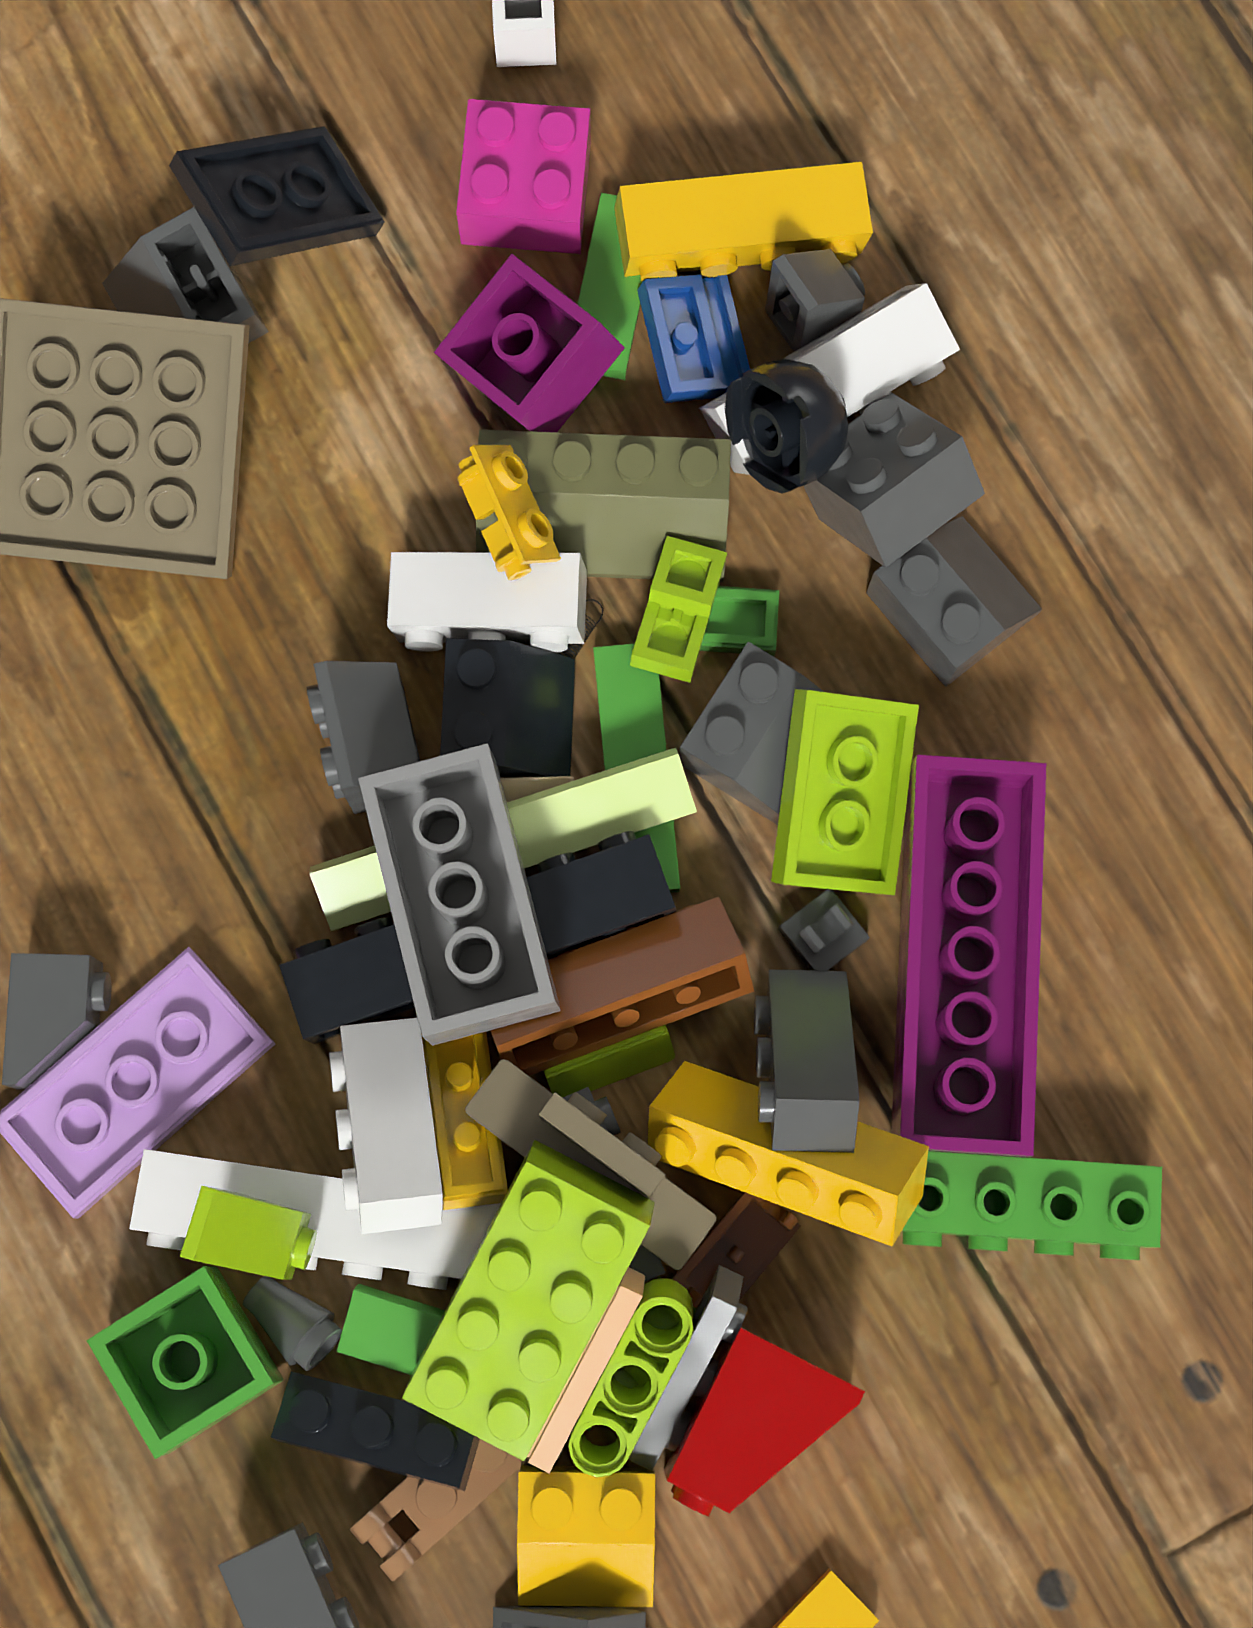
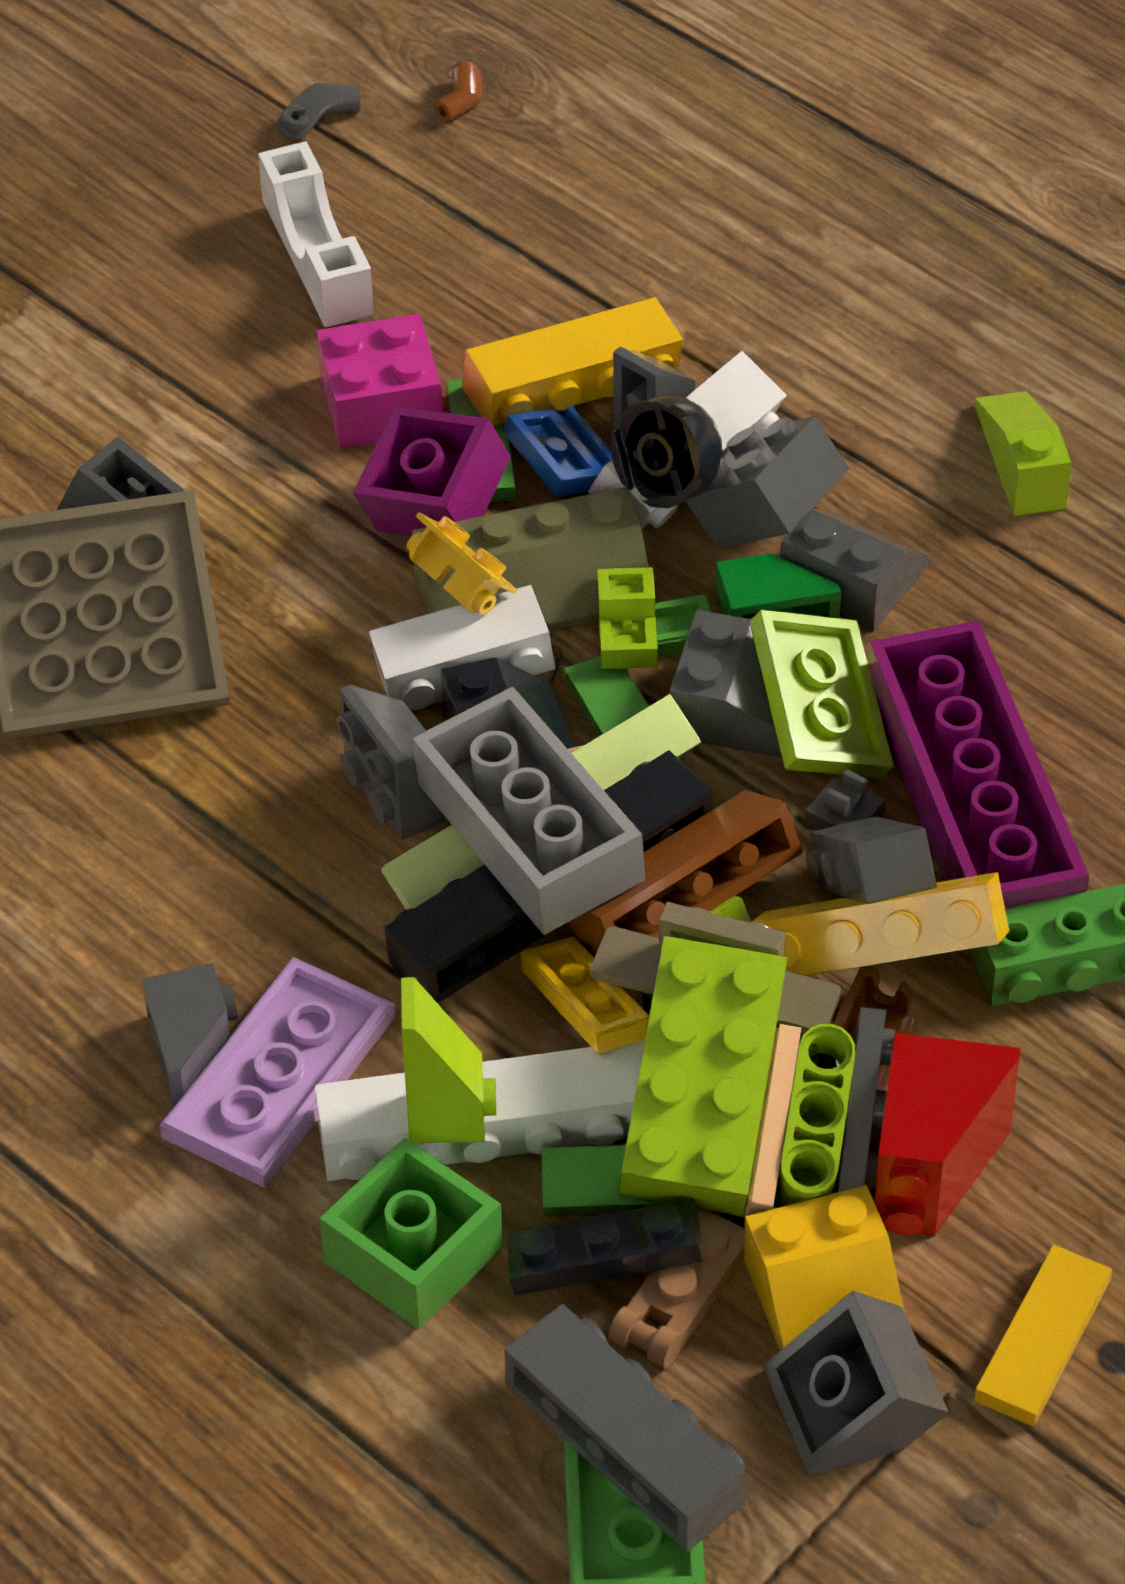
camera: 15 degrees left, 30 degrees down
(276, 194) = (178, 428): black tile -> none
(293, 1323) = (513, 1189): dark grey cone -> none
(387, 1126) = (528, 1006): white brick -> none
(844, 625) = (773, 585): none -> green slope
(1201, 489) = (1026, 452): none -> lime slope

